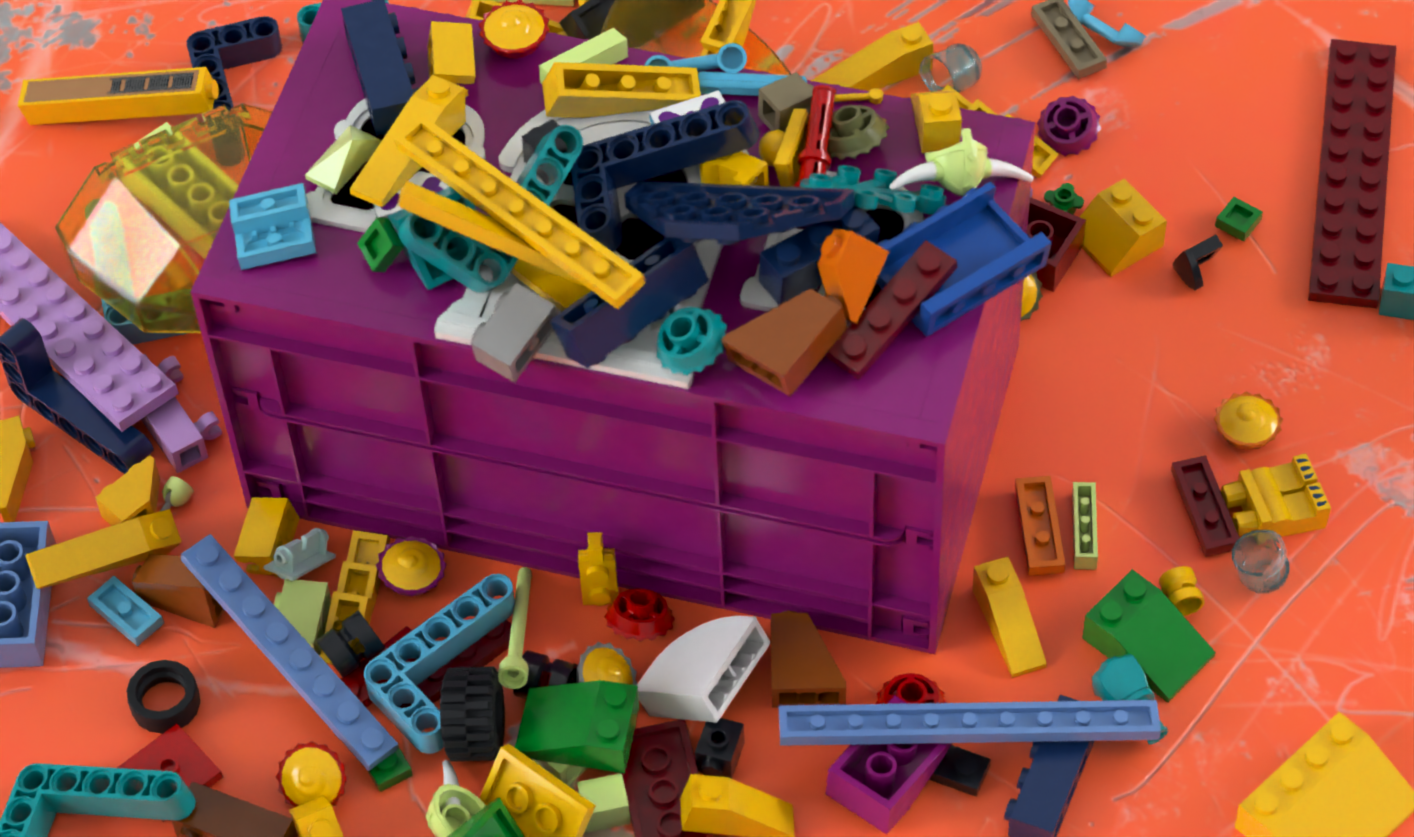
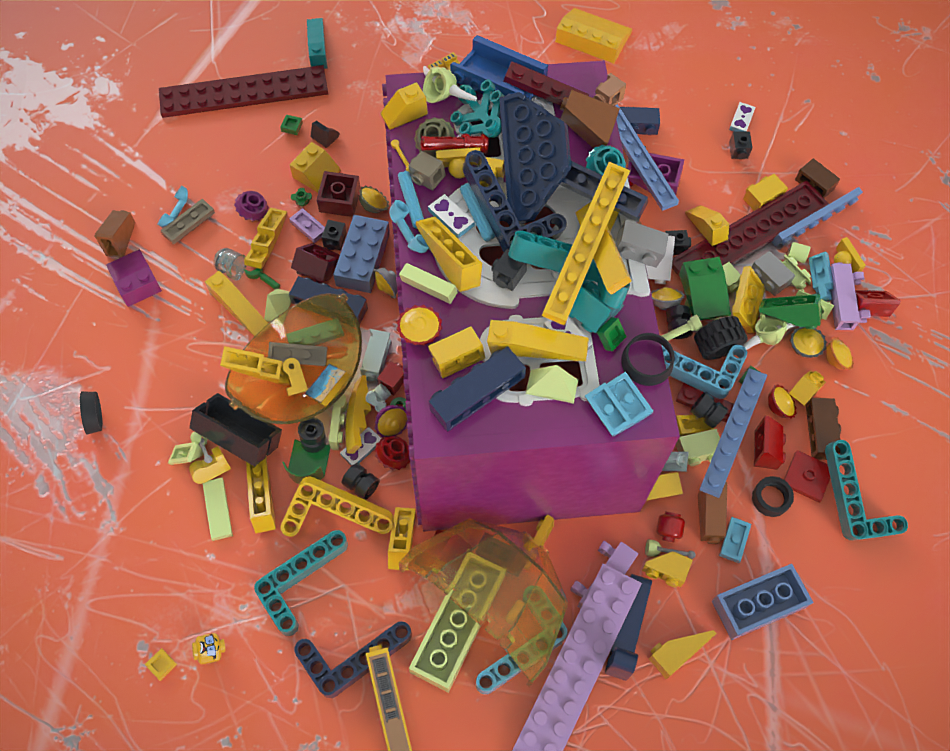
camera: 115 degrees left, 10 degrees up
(104, 549) = (709, 550): yellow slope -> none
(195, 522) = (670, 526): none -> red head
(247, 717) = (769, 444): none -> red slope
(327, 310) = (641, 378): none -> black tyre
(847, 401) = (611, 91): none -> nougat brick
(850, 270) = (543, 96): orange slope -> none

